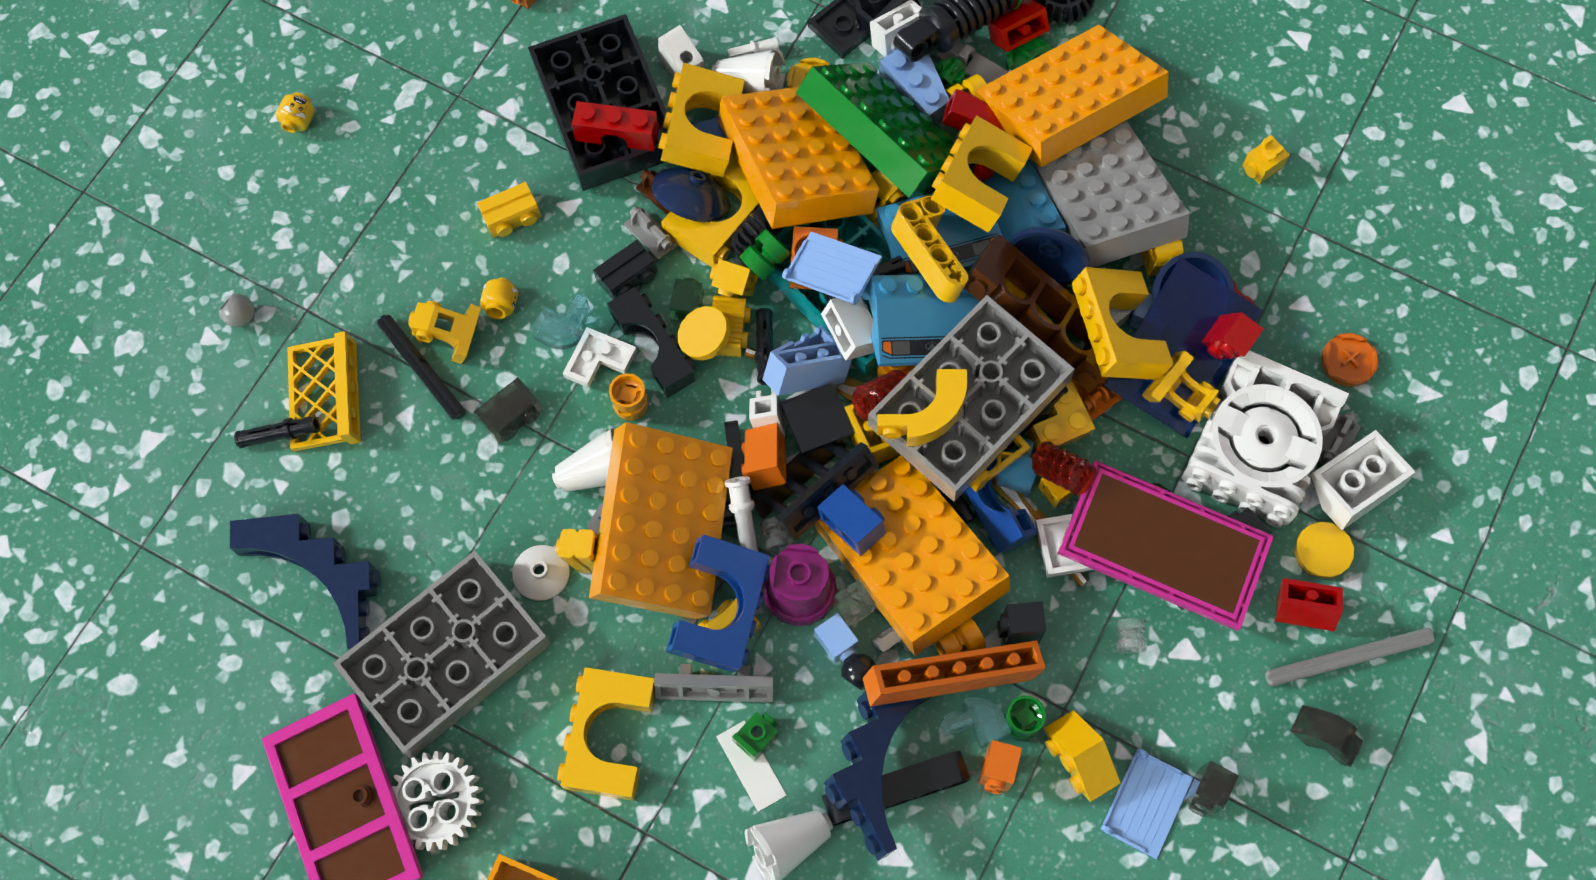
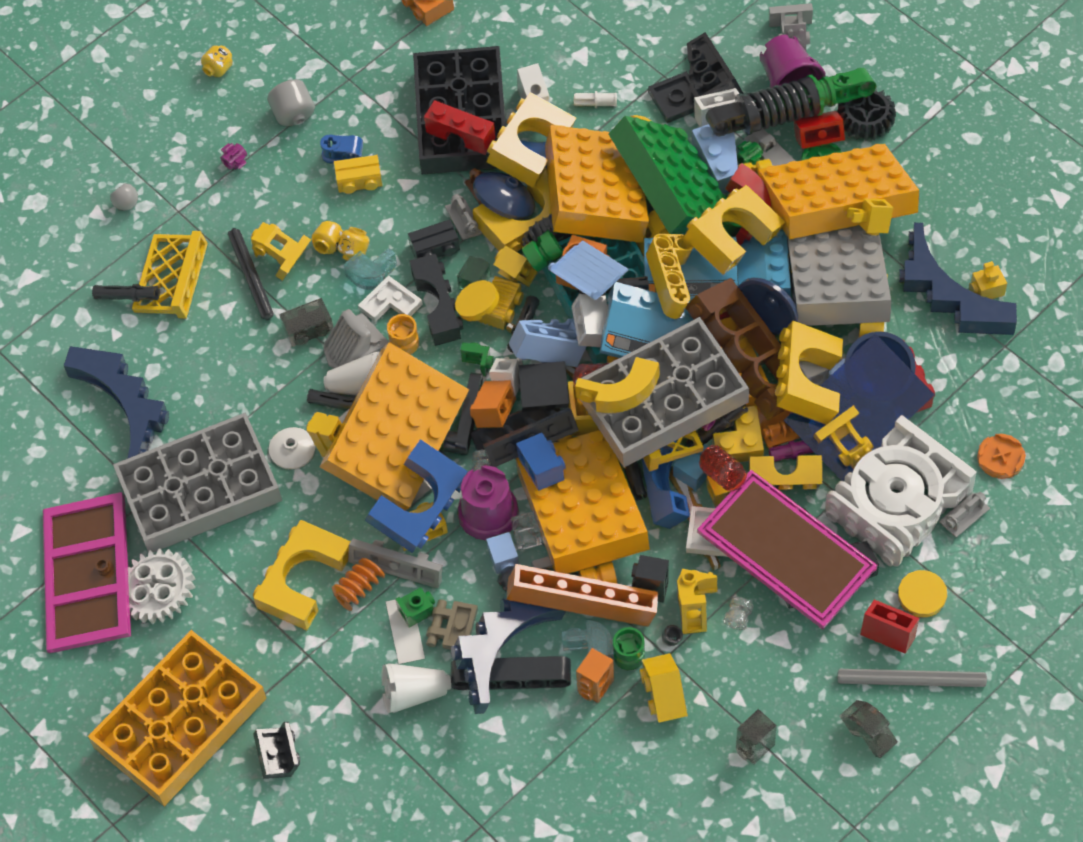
camera: 20 degrees right, 10 degrees down
(353, 225) = (233, 156): none -> magenta gear
(401, 142) = (291, 102): none -> light grey head
(480, 183) = (342, 147): none -> blue piece
(532, 297) = (352, 242): none -> yellow head
(571, 500) = (330, 399): none -> black pin
(572, 420) = (352, 339): none -> light grey piece
(677, 726) = (357, 581): none -> orange piece
(721, 396) = (477, 354): none -> green bracket
(741, 506) = (461, 433): white pin -> none
(759, 70) = (590, 114): white cone -> none
(816, 746) = (460, 623): none -> dark tan plate
(1066, 678) = (672, 631): none -> black hinge
(1081, 651) = (690, 588): none -> yellow tile
(1118, 417) = (789, 450): none -> magenta pin
(1129, 116) = (873, 216): none -> yellow brick
(1146, 803) = (704, 741): light blue piece -> none
(1148, 441) = (807, 471): none -> yellow arch
(1222, 185) = (970, 310): none -> dark blue arch
(1232, 336) = (895, 404): red brick -> none
(1360, 479) = (968, 544): white slope -> none

